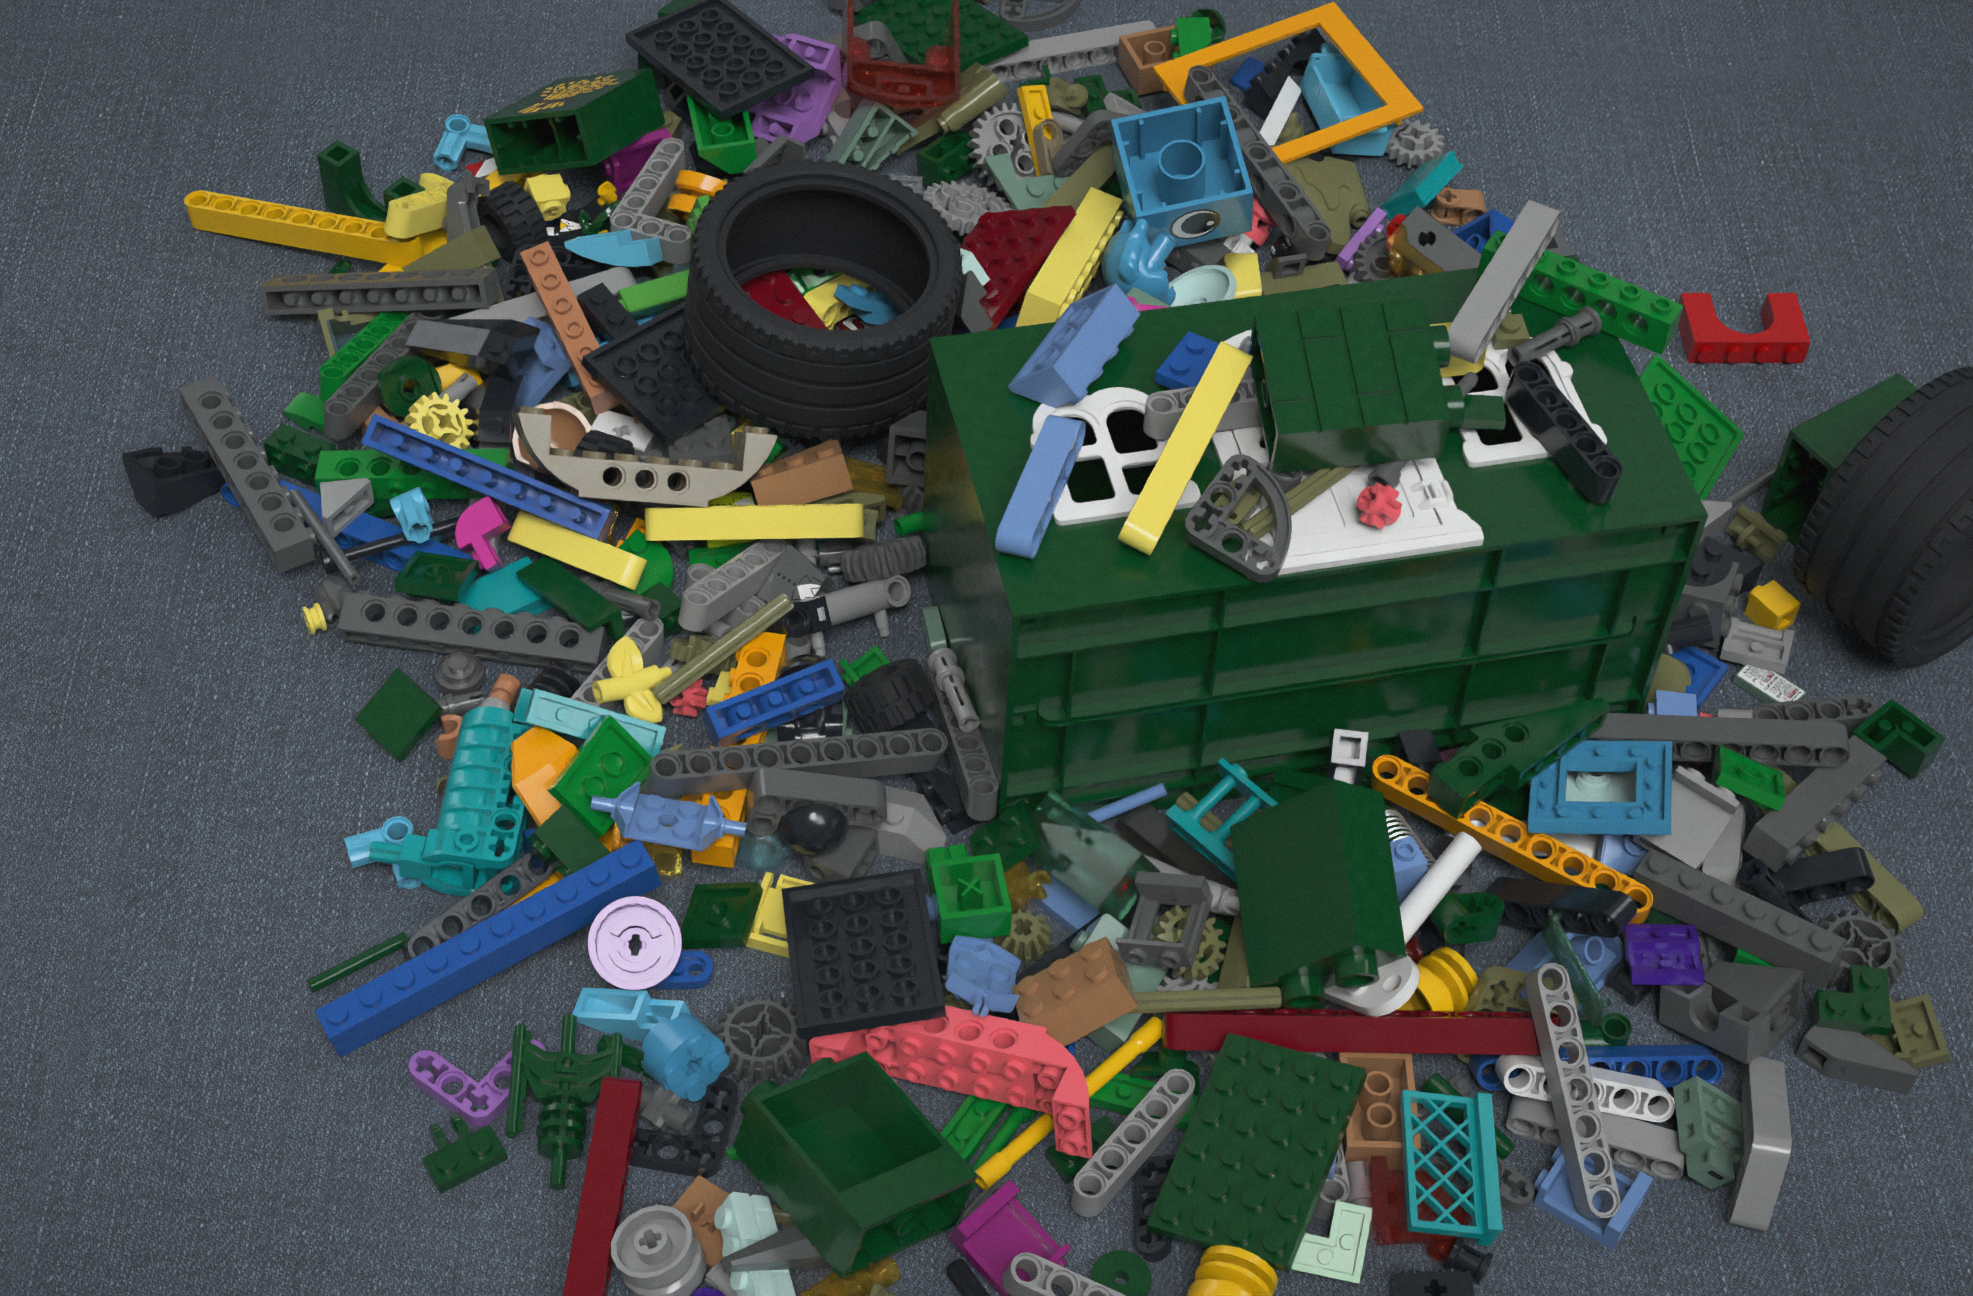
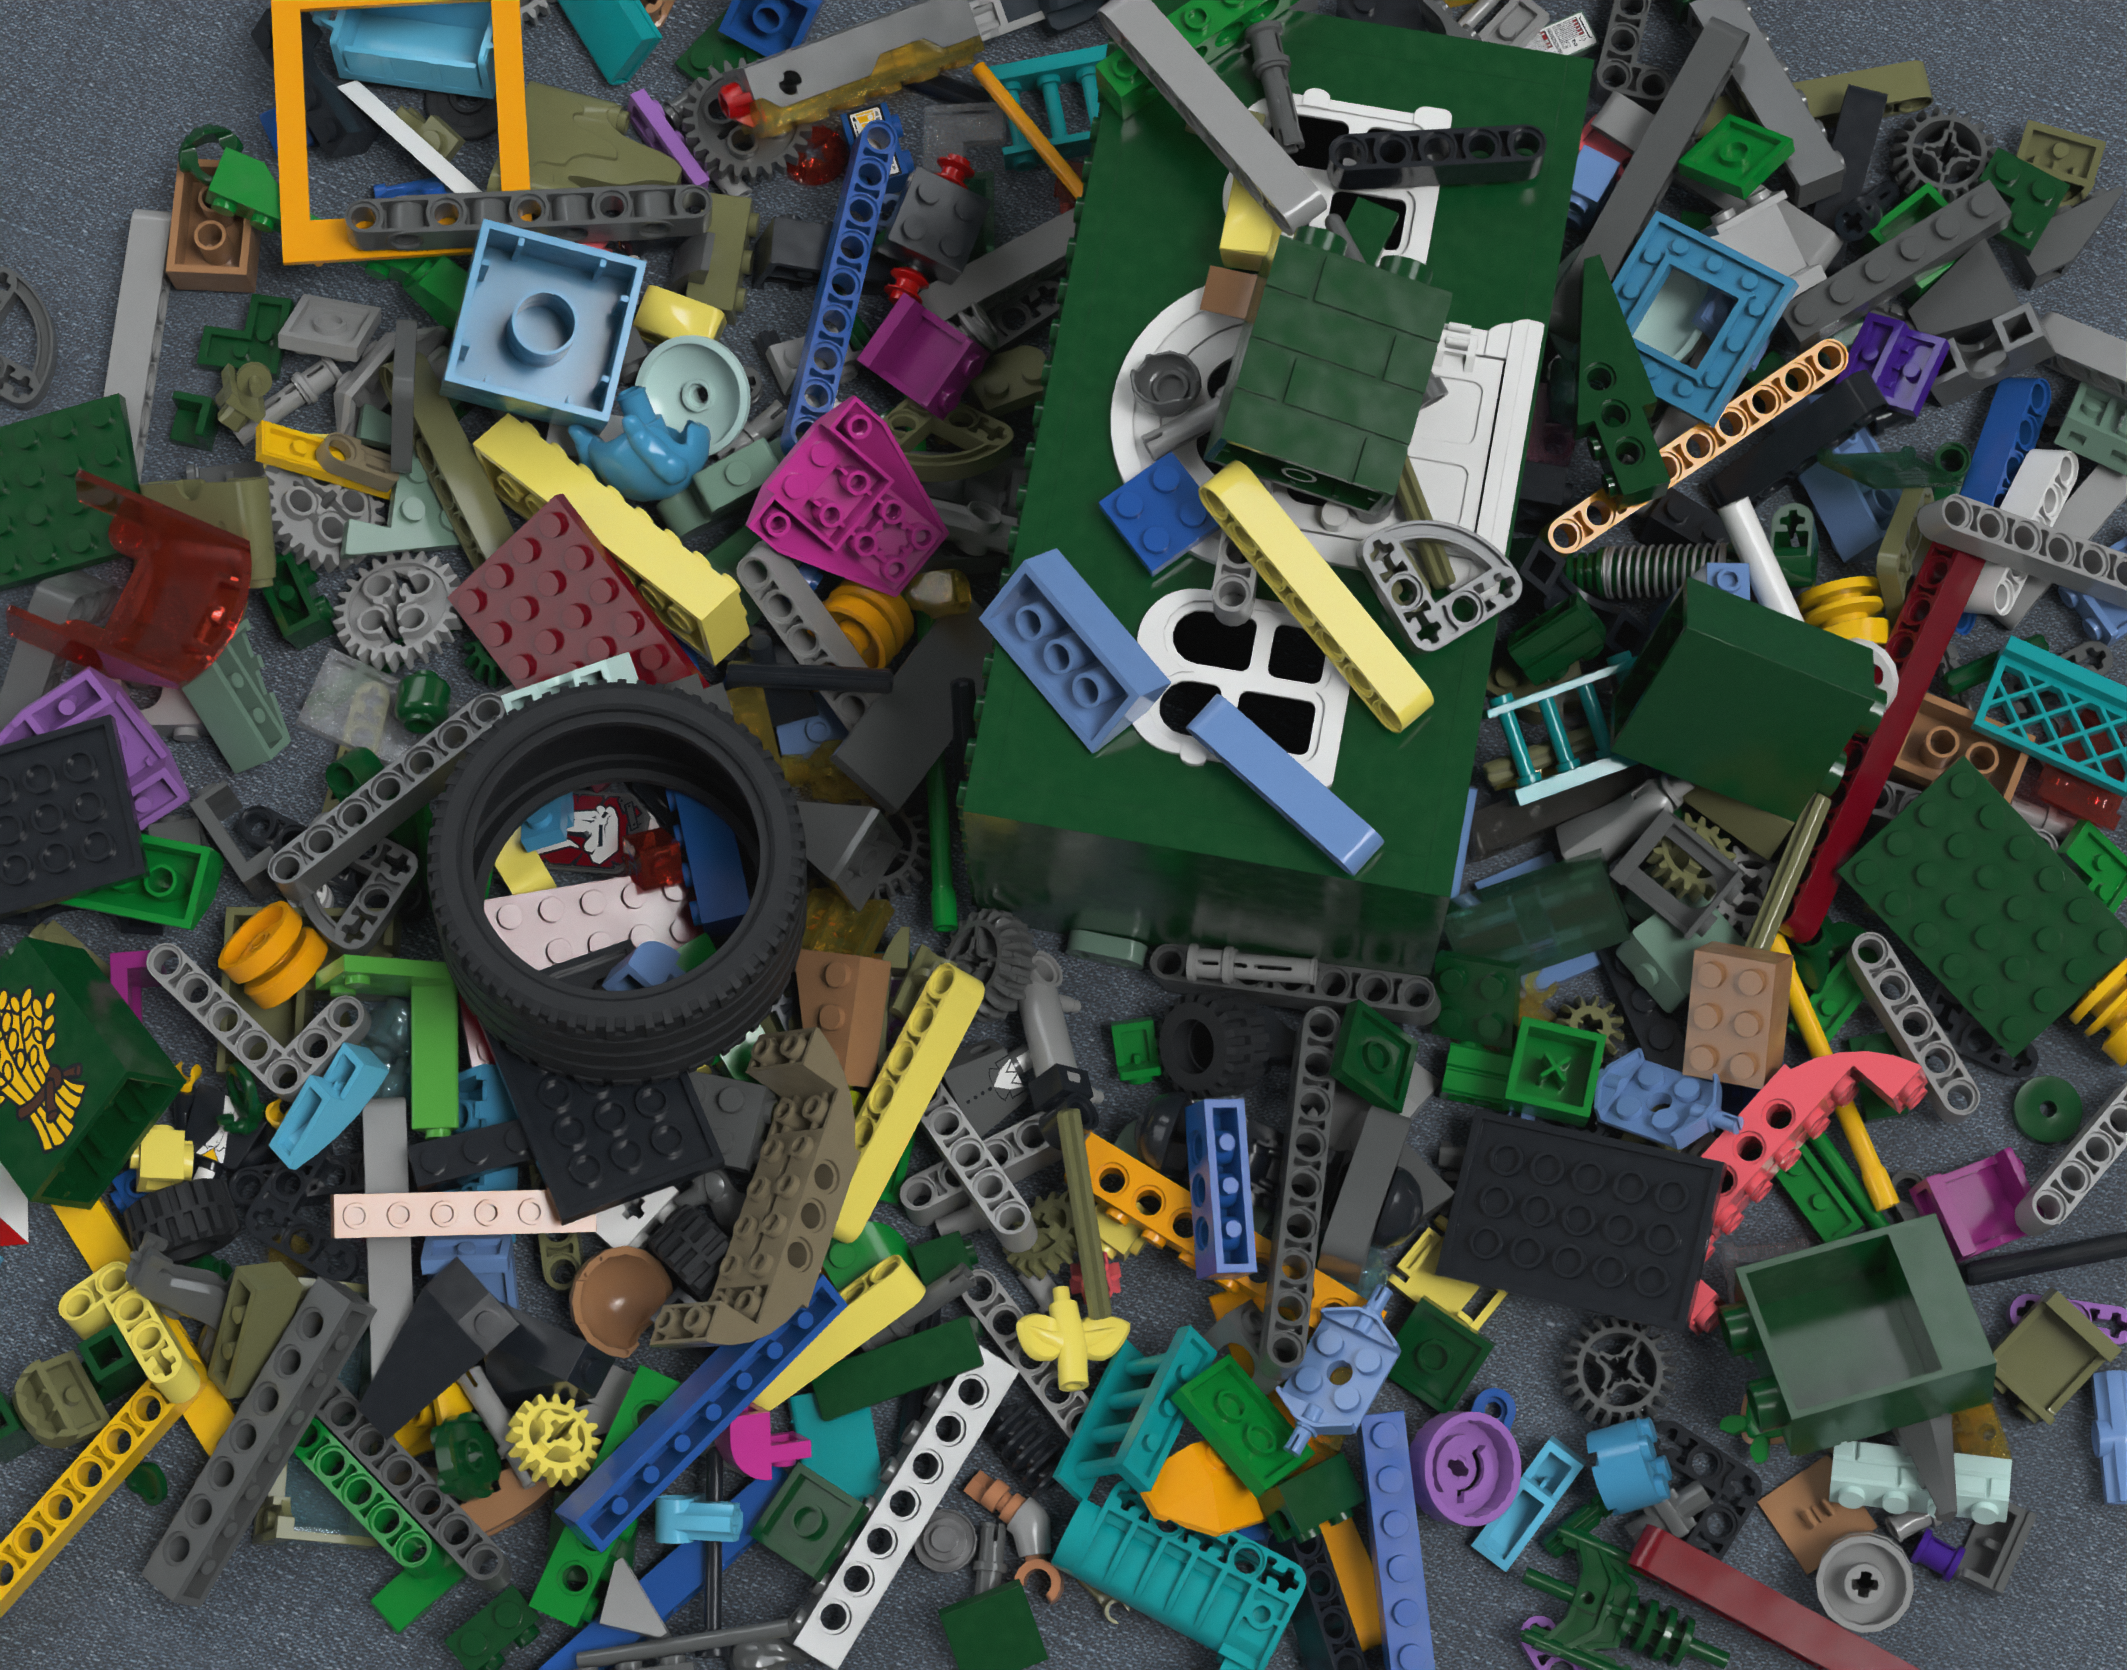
camera: 60 degrees left, 25 degrees up
(362, 192) = (58, 1402): none -> olive slope
(923, 781) = (1374, 1057): none -> dark green plate
(1379, 505) = (1483, 420): coral gear -> none

